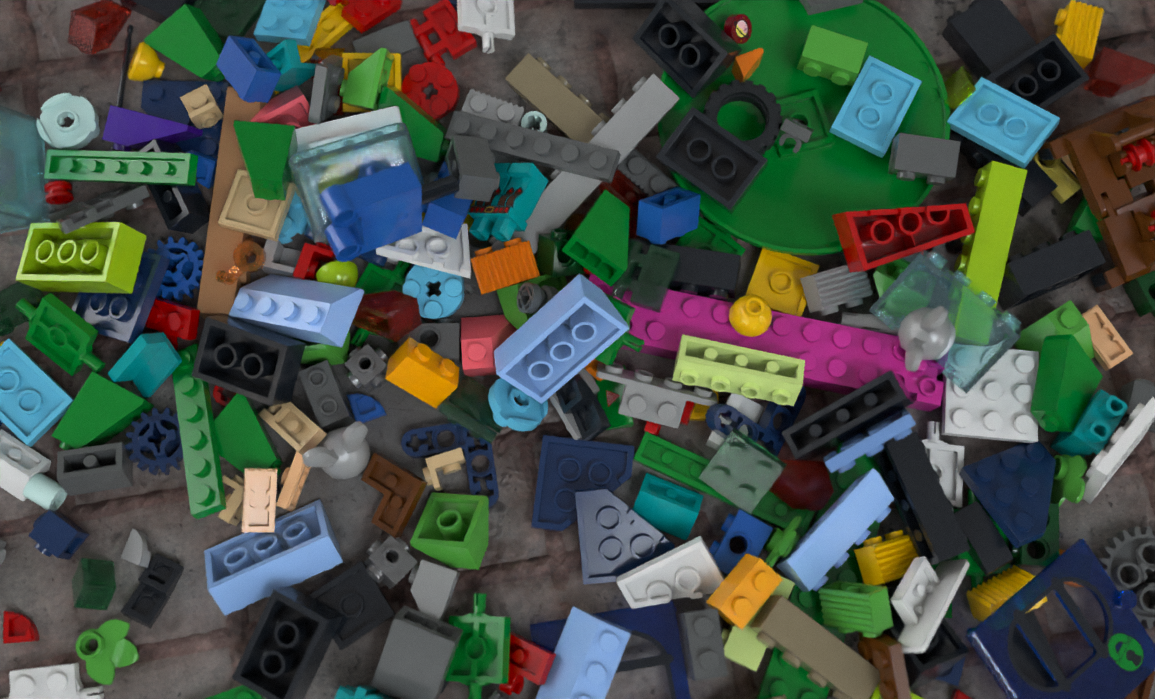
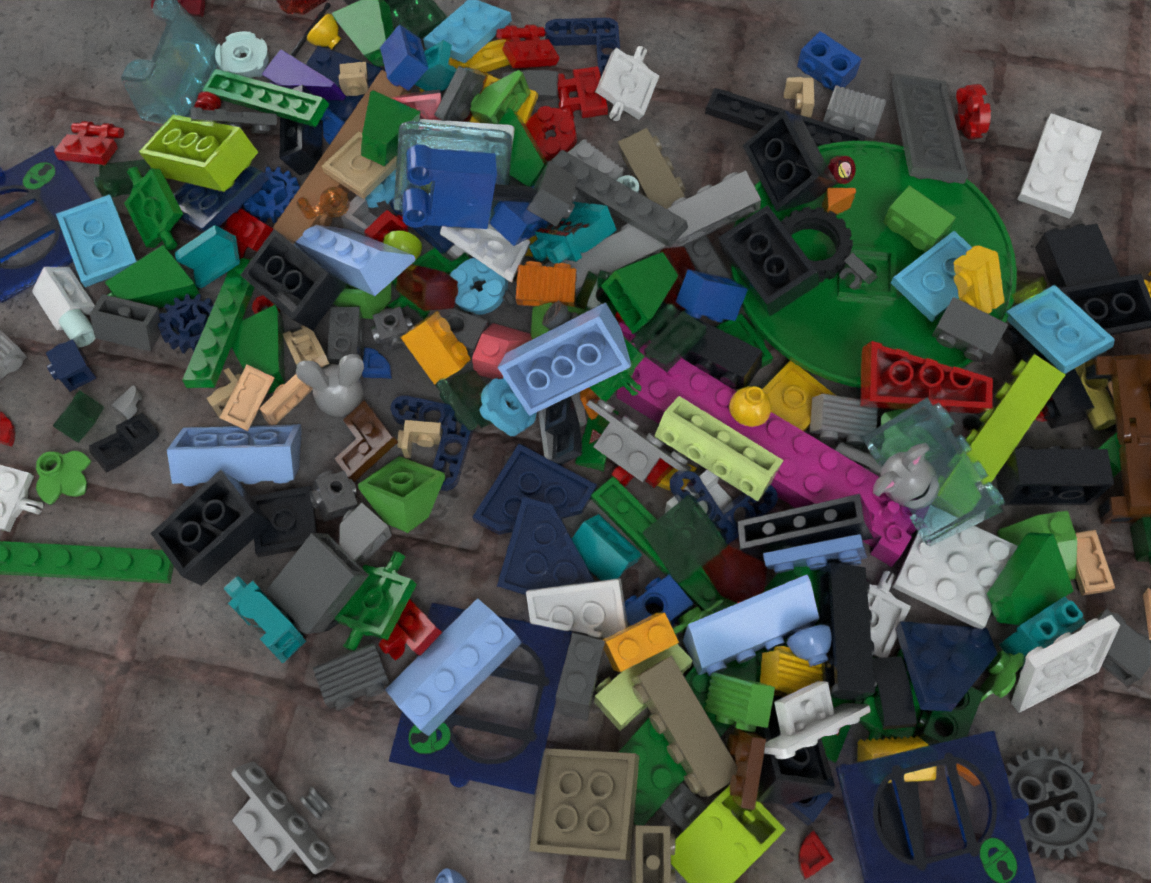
camera: 25 degrees right, 10 degrees down
(898, 527) = (811, 644): none -> medium blue brick
(915, 104) = (979, 279): none -> yellow brick

